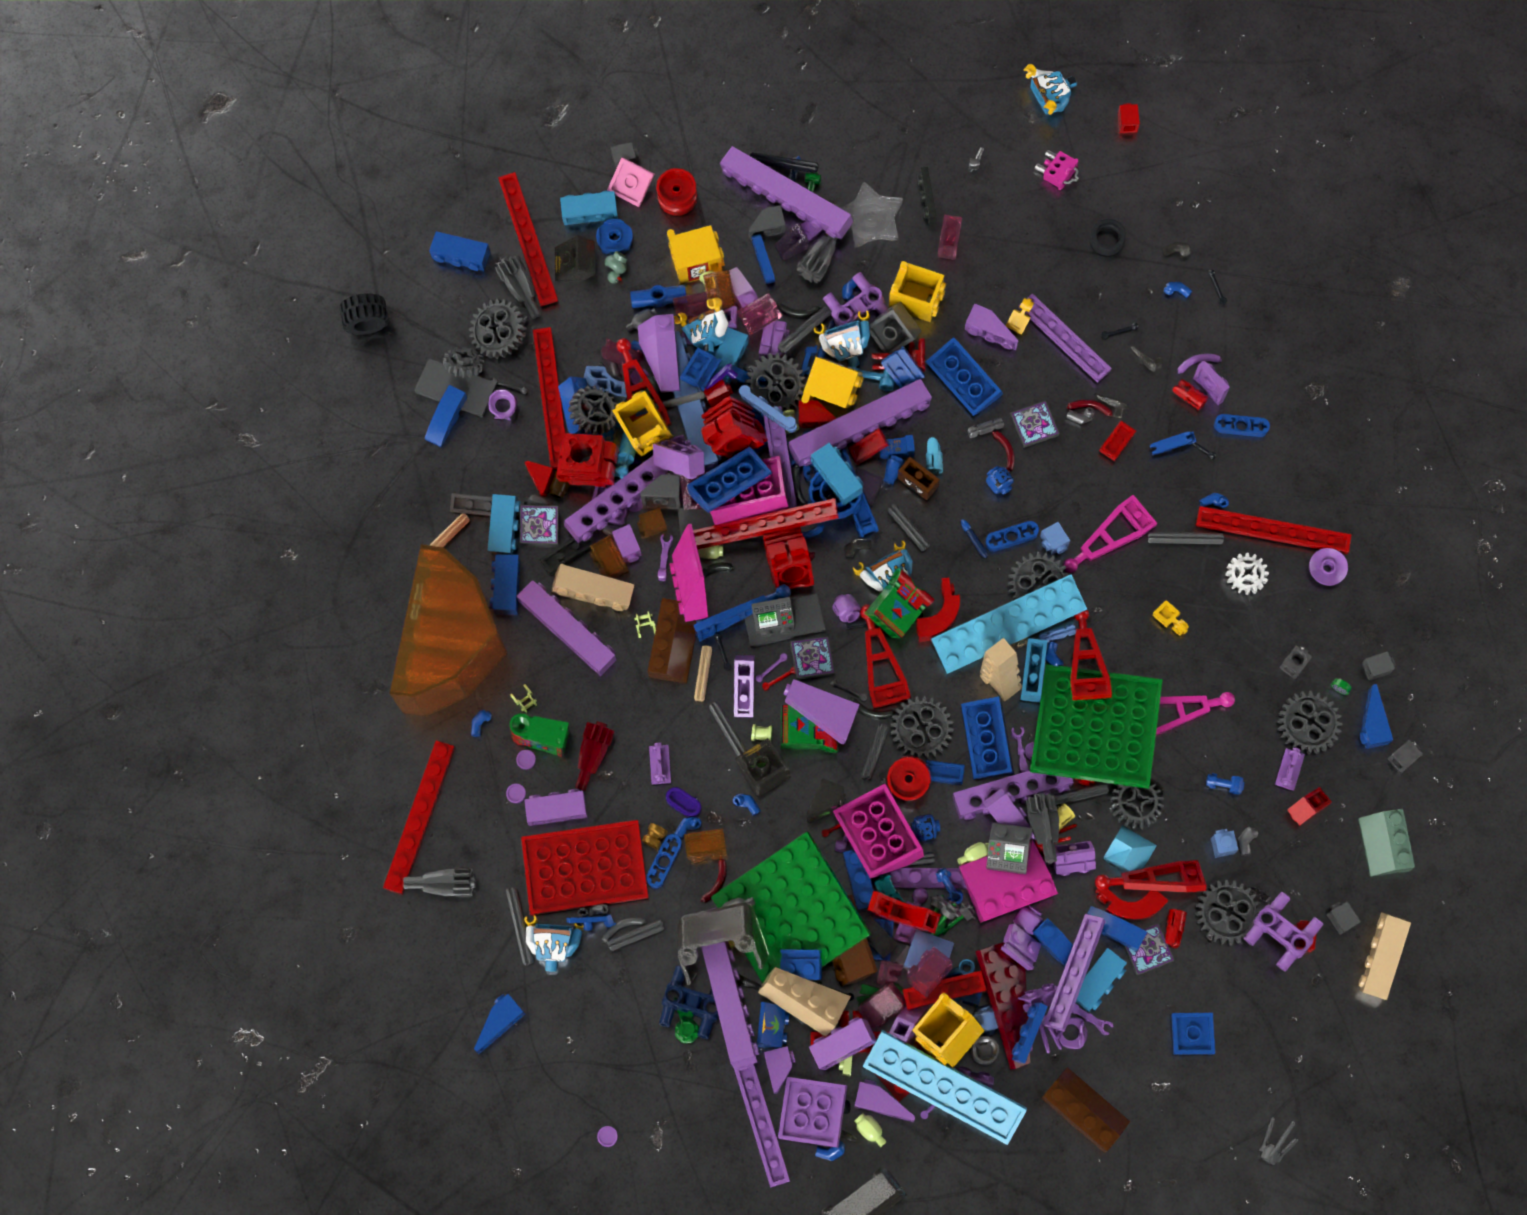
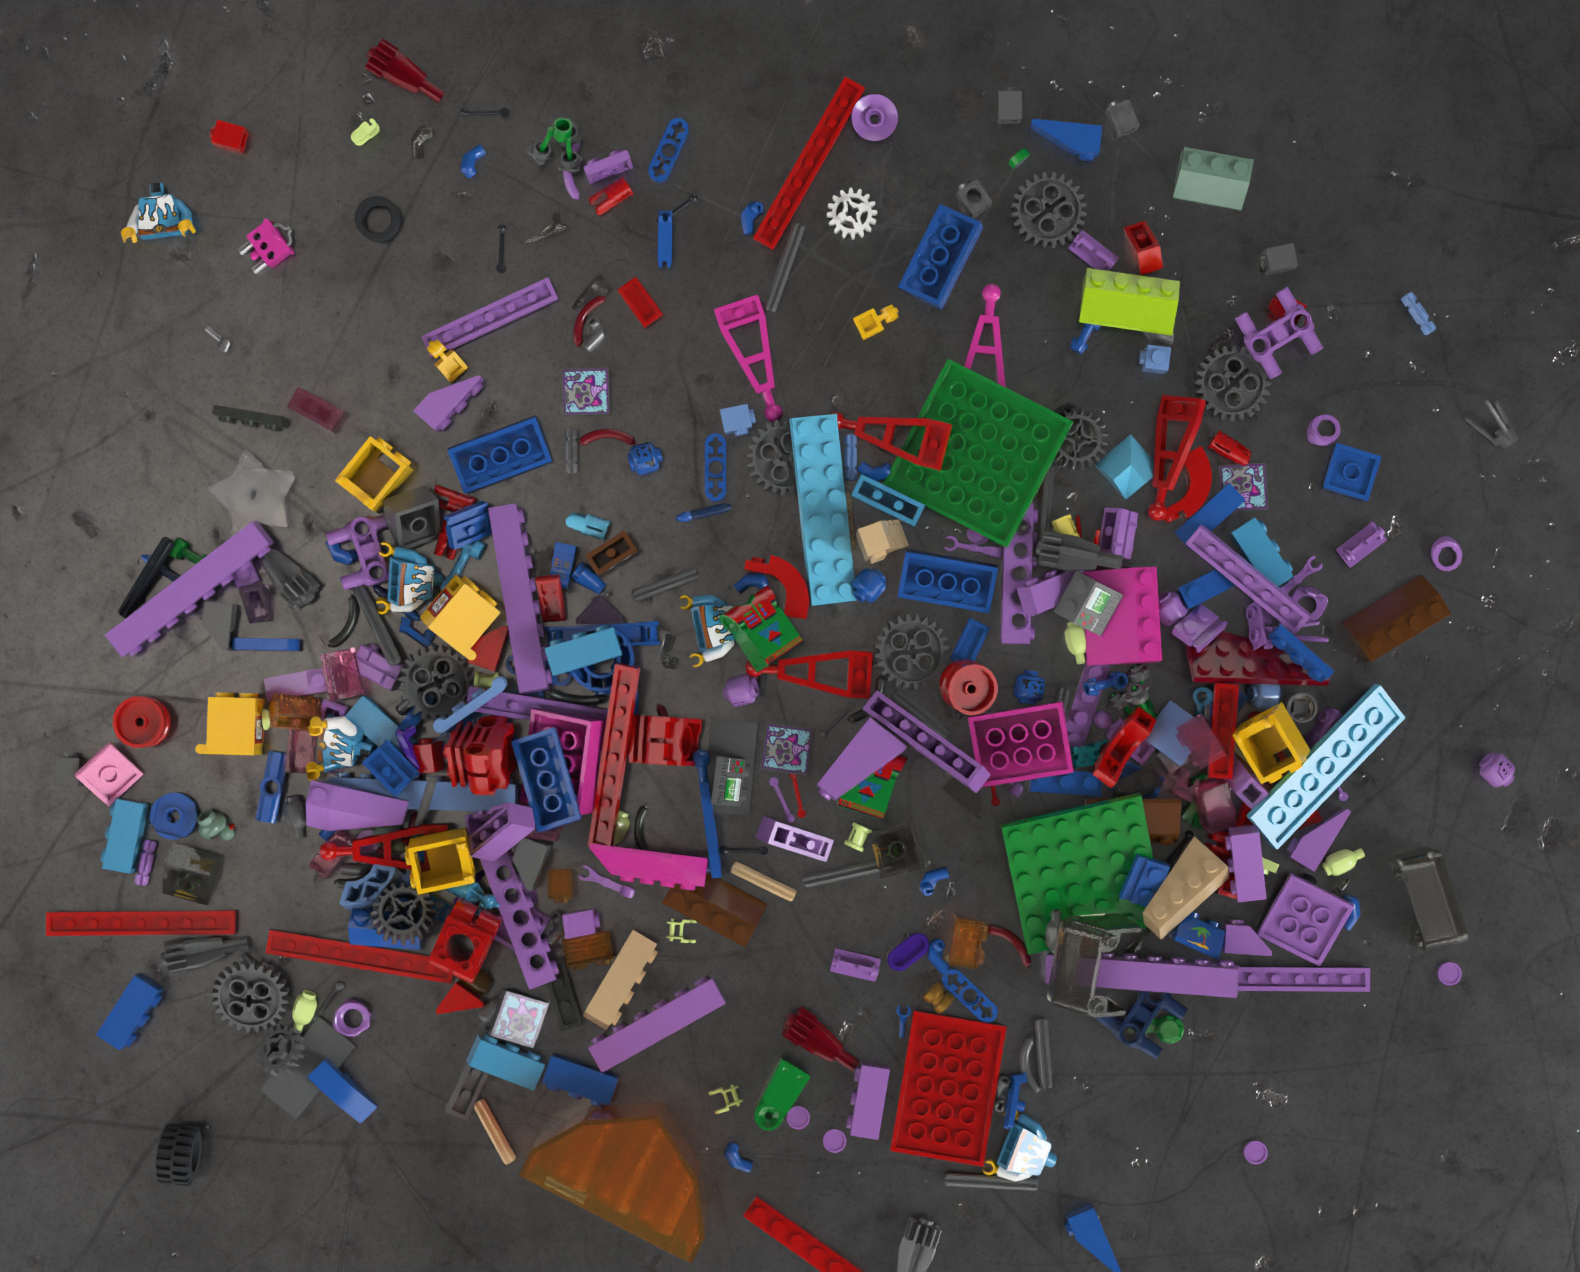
camera: 75 degrees left, 15 degrees up
(498, 370) = (304, 1009): none -> yellowish green plant
(573, 228) = (145, 862): none -> medium lavender axle
(628, 815) = (902, 1020): none -> blue hand
(854, 754) = (926, 741): none -> medium lavender brick
(934, 589) = (751, 579): none -> blue arm
(962, 678) = (869, 585): none -> blue head
(1137, 1062) = (1361, 544): none -> medium lavender hinge
(1163, 1142) = (1442, 542): none -> medium lavender piece
(1168, 208) = (365, 132): none -> yellowish green piece
(1209, 996) = (1313, 435): none -> medium lavender piece
(1224, 345) = (565, 133): none -> plant
(1227, 206) = (399, 70): none -> dark red piece
(1240, 652) = (941, 256): none -> blue slope
(1262, 806) = (1129, 301): none -> lime slope
(1344, 1048) = (1418, 313): none -> medium blue axle
(1384, 955) = (1335, 230): tan wedge -> none

